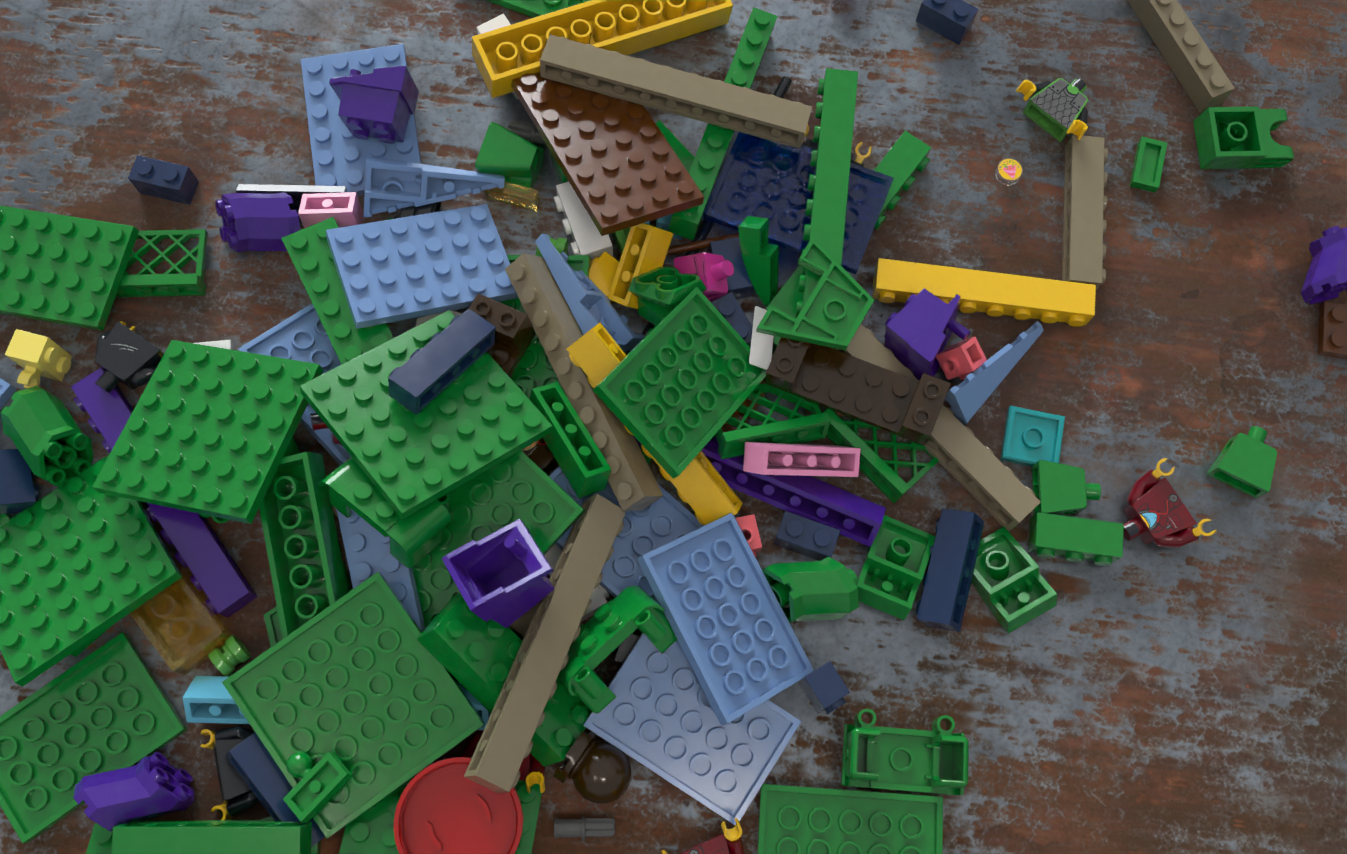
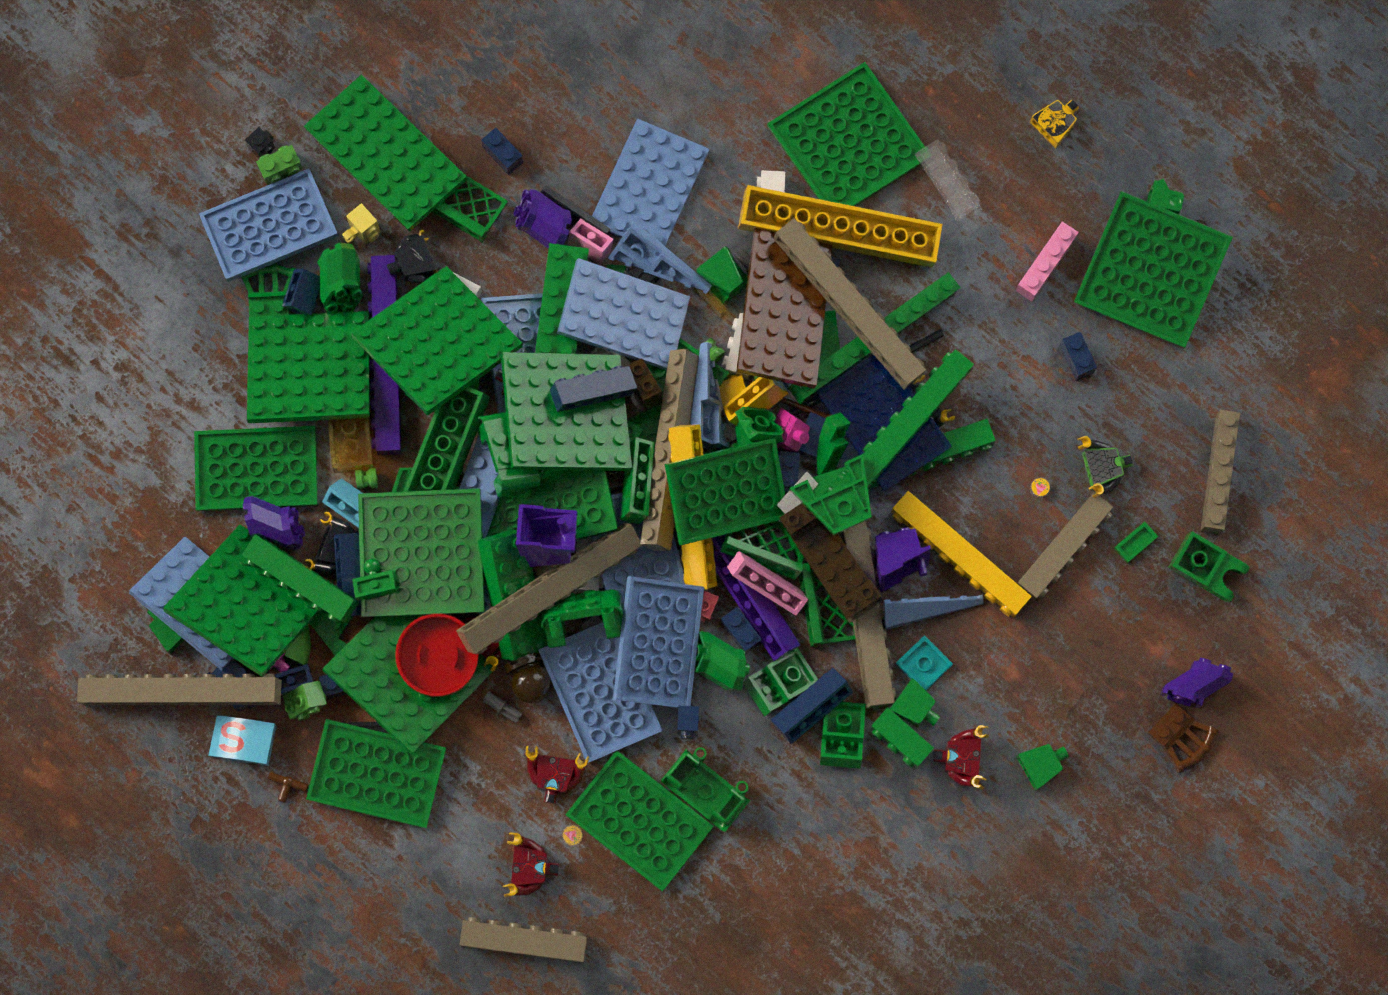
camera: 35 degrees right, 5 degrees up
(377, 102) = (662, 190): dark purple piece -> none
(961, 358) = (912, 586): coral brick -> none

